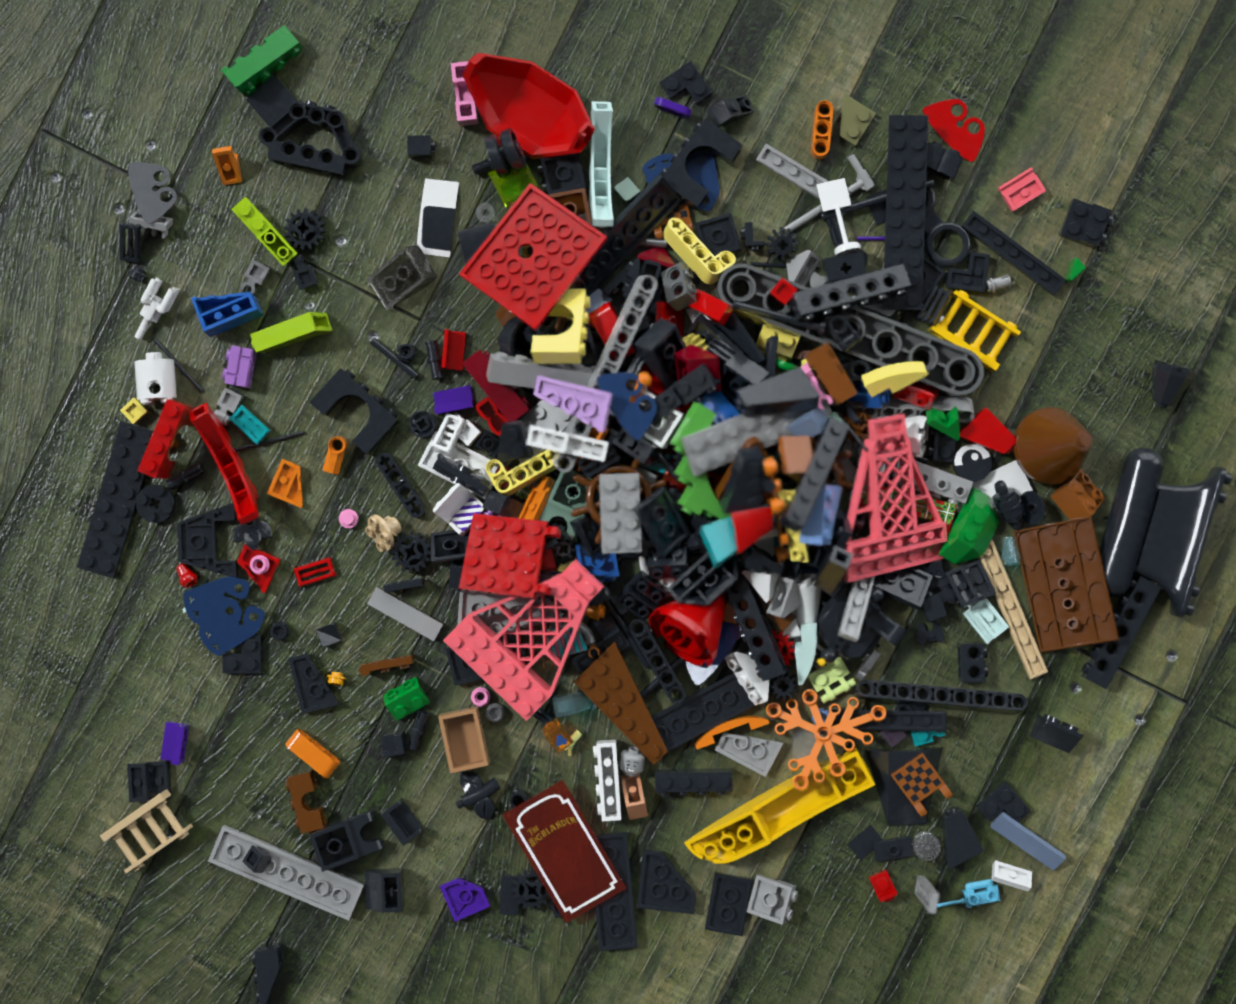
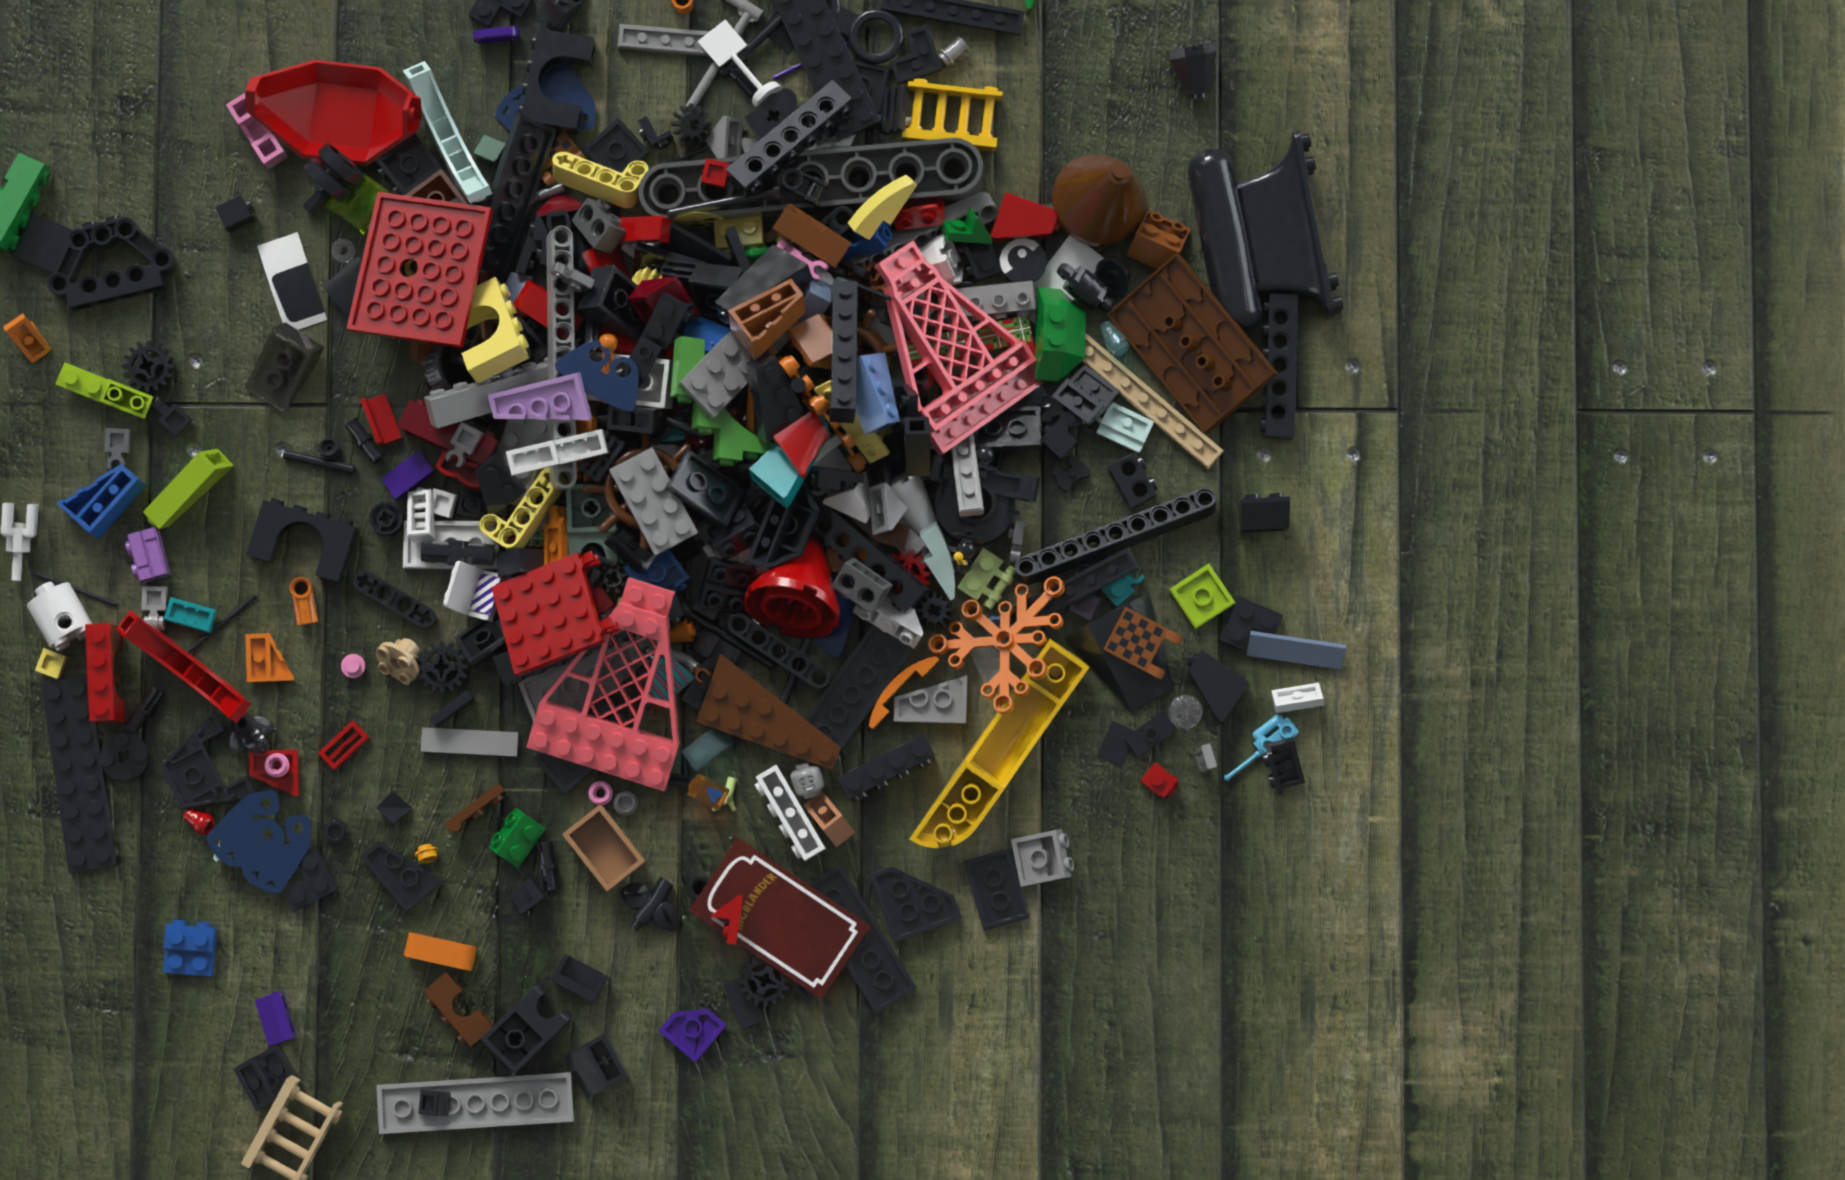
camera: 30 degrees left, 5 degrees down
(137, 663) = (190, 948): none -> blue plate
(505, 400) = (465, 441): none -> flat silver plate
(531, 833) = (730, 911): none -> red slope
(643, 324) = (576, 280): none -> flat silver plate
(745, 644) = (864, 580): none -> dark grey brick
(770, 421) = (767, 317): none -> dark orange wedge
(978, 920) = (1284, 763): none -> black bracket
(979, 768) = (1202, 596): none -> lime tile

